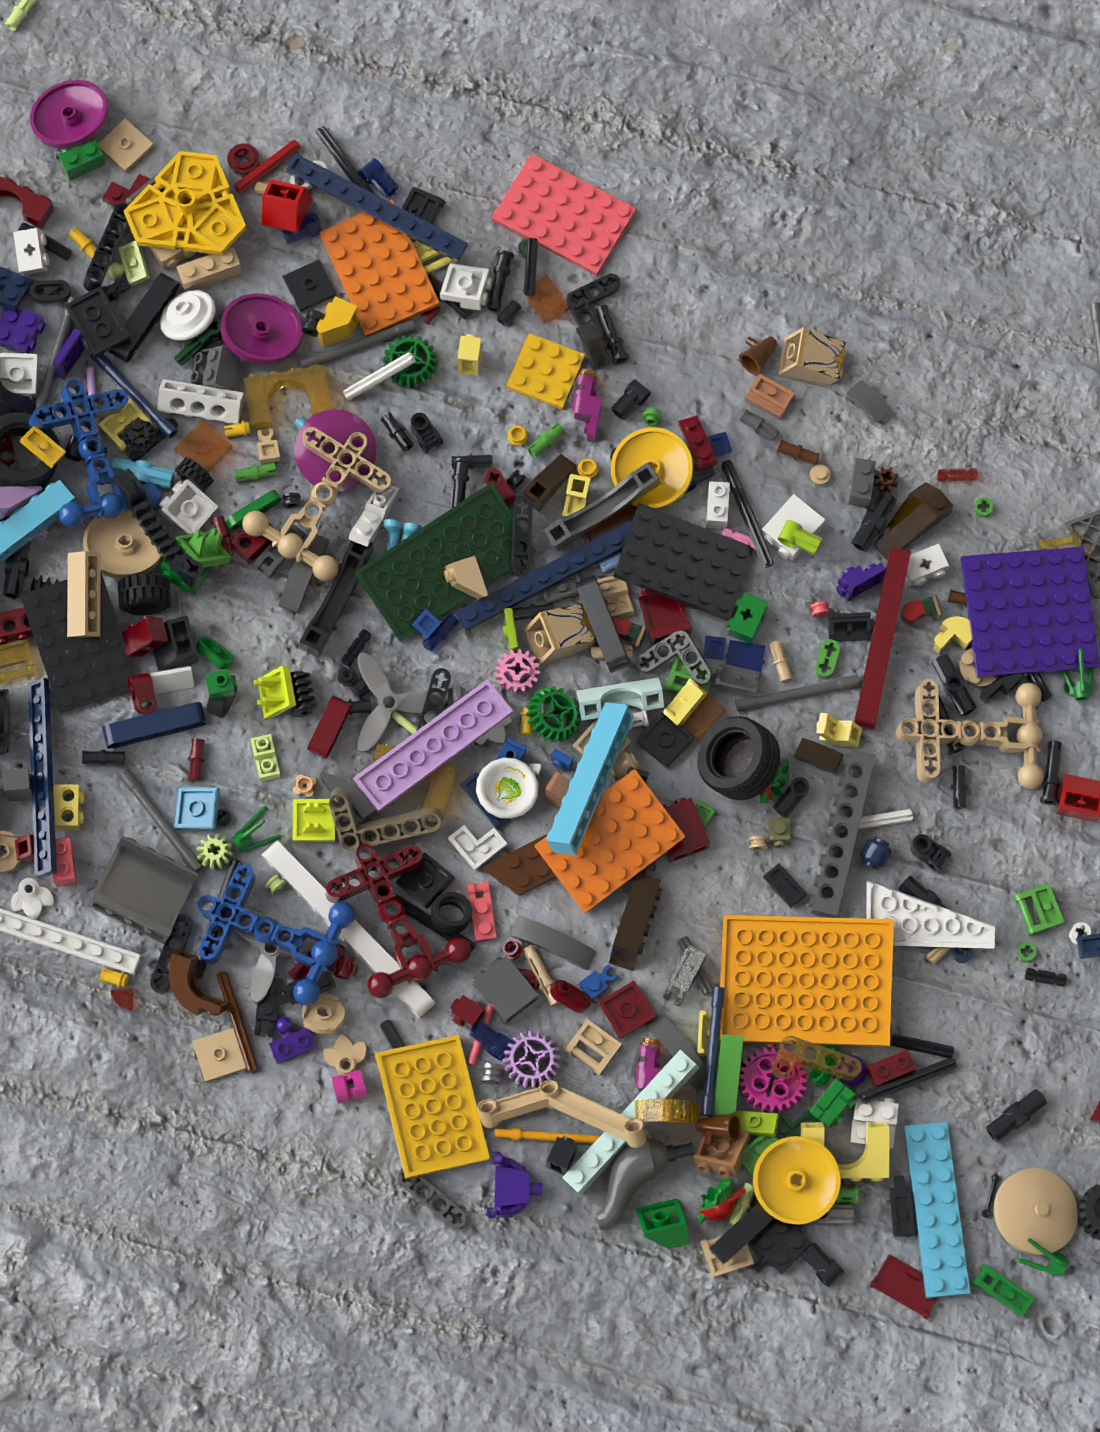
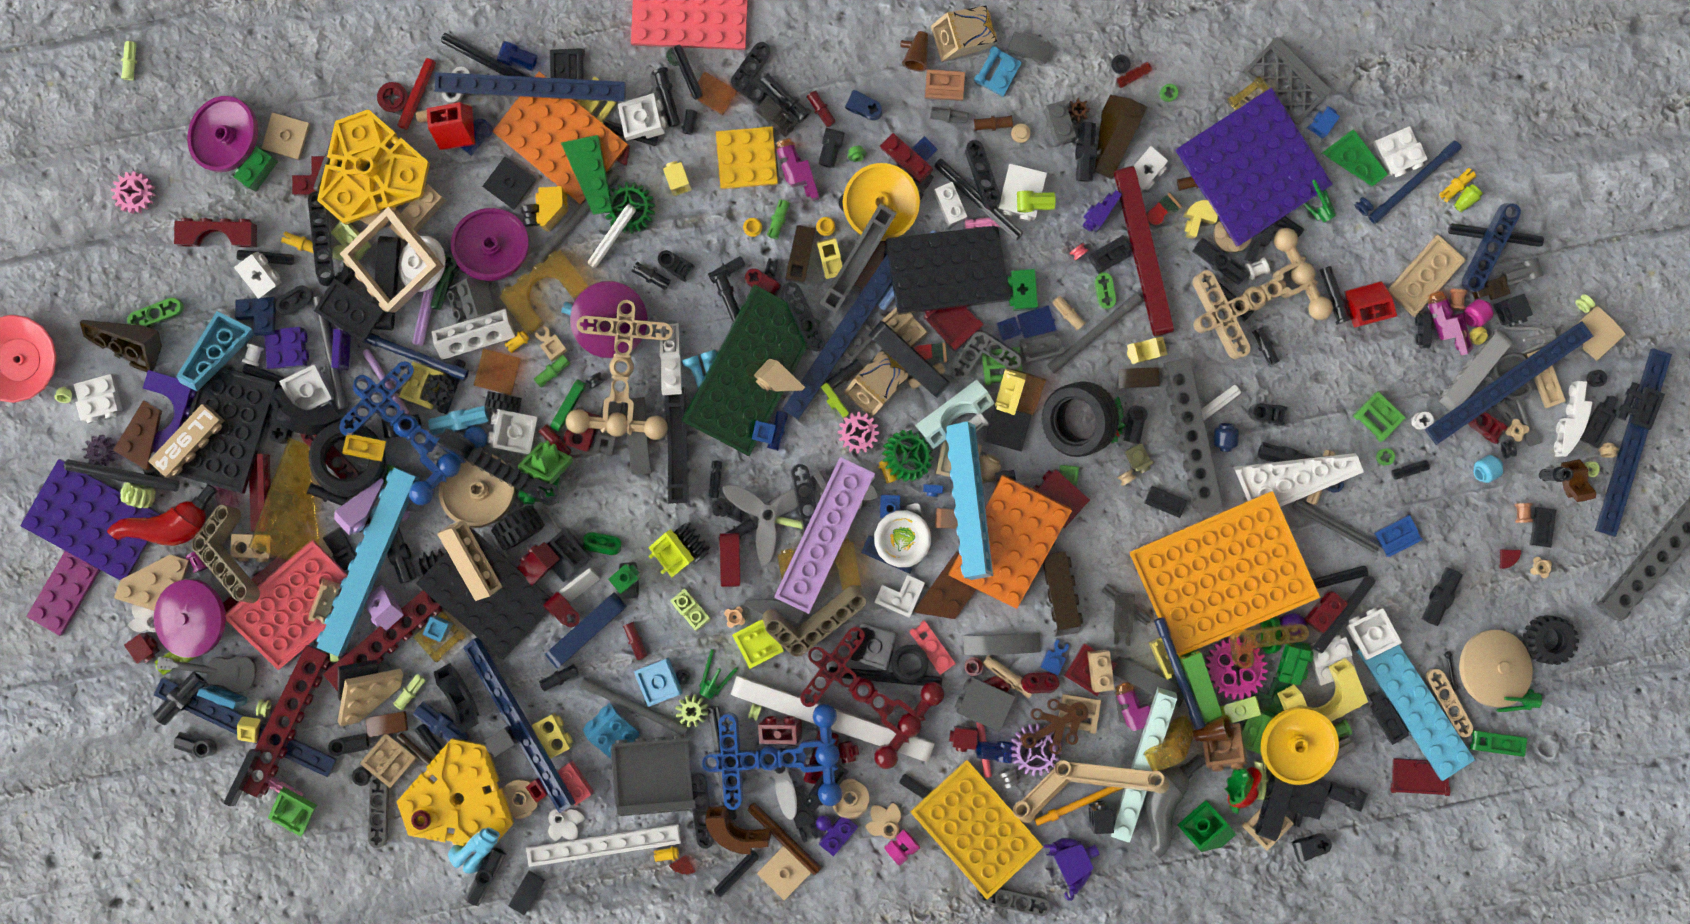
camera: 30 degrees left, 15 degrees up
(16, 648) = (437, 628): none -> dark azure brick
(124, 823) = (607, 728): none -> dark azure bracket
(162, 364) = (423, 317): none -> lavender axle
(172, 1031) = (736, 873): none -> black axle
(173, 326) = (433, 263): none -> tan window
(285, 909) = (780, 730): none -> dark red brick
(391, 307) = (589, 168): none -> green wing
(565, 1039) = (1057, 725): none -> reddish brown plant
(635, 1010) = (1101, 670): none -> tan brick
(640, 361) = (821, 108): none -> dark red axle
(680, 375) = (861, 104): none -> dark blue piece
(755, 1296) = (1308, 847): none -> black piece
(761, 492) = (980, 175): none -> black beam
(831, 414) = (1003, 75): none -> dark azure plate
(927, 1113) = (1373, 633): none -> white plate
(943, 994) = (1336, 526): none -> dark grey axle
(949, 453) = (1120, 58): none -> black plate
(969, 1225) = (1451, 701): none -> tan beam
(987, 710) = (1257, 268): none -> white bush
(1001, 1034) = (1398, 536): none -> blue plate

